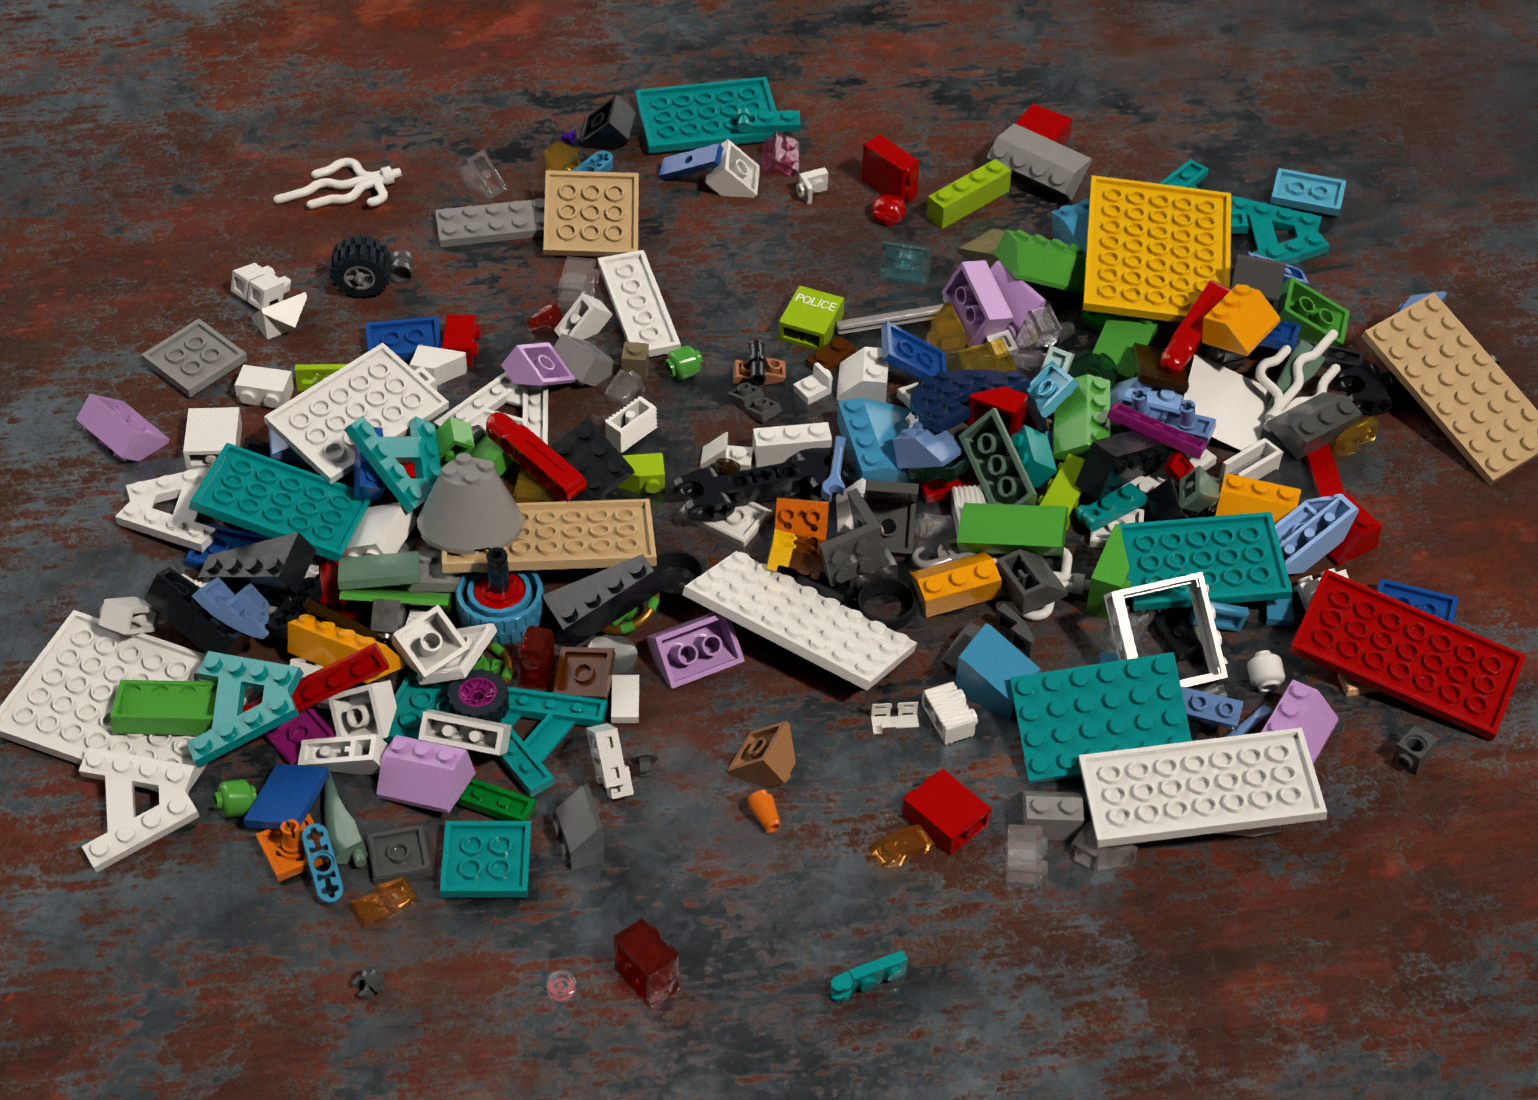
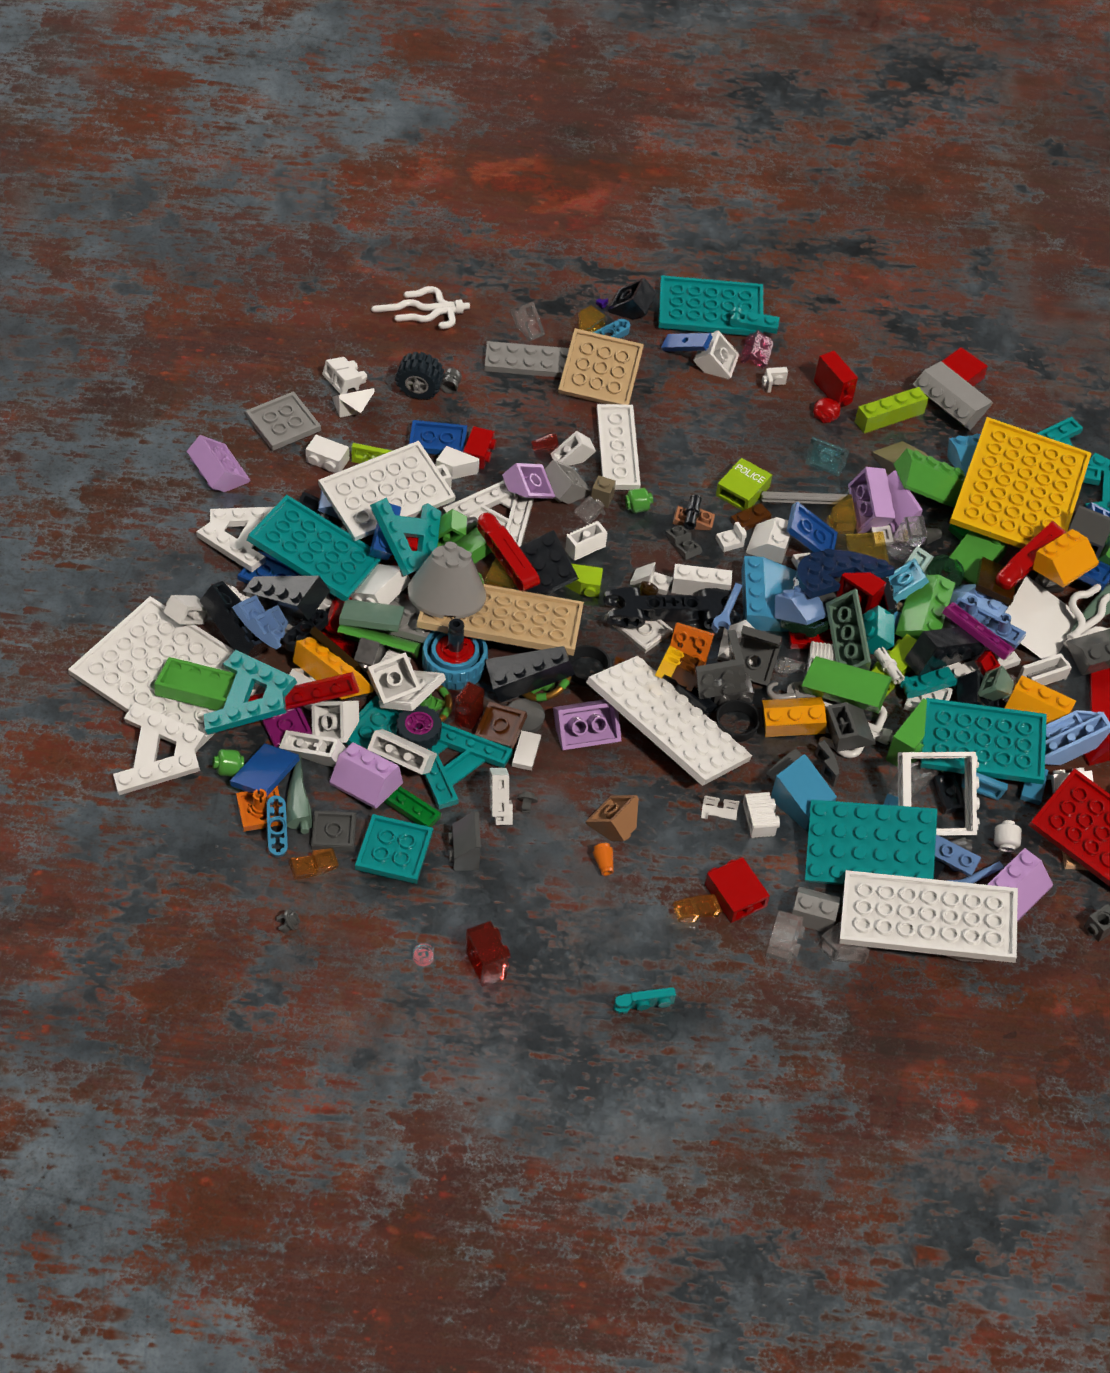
camera: 10 degrees right, 5 degrees up
(208, 433) = (278, 481): white brick -> none
(577, 278) = (577, 418): clear brick -> none
(1058, 495) = (889, 665): none -> white pin

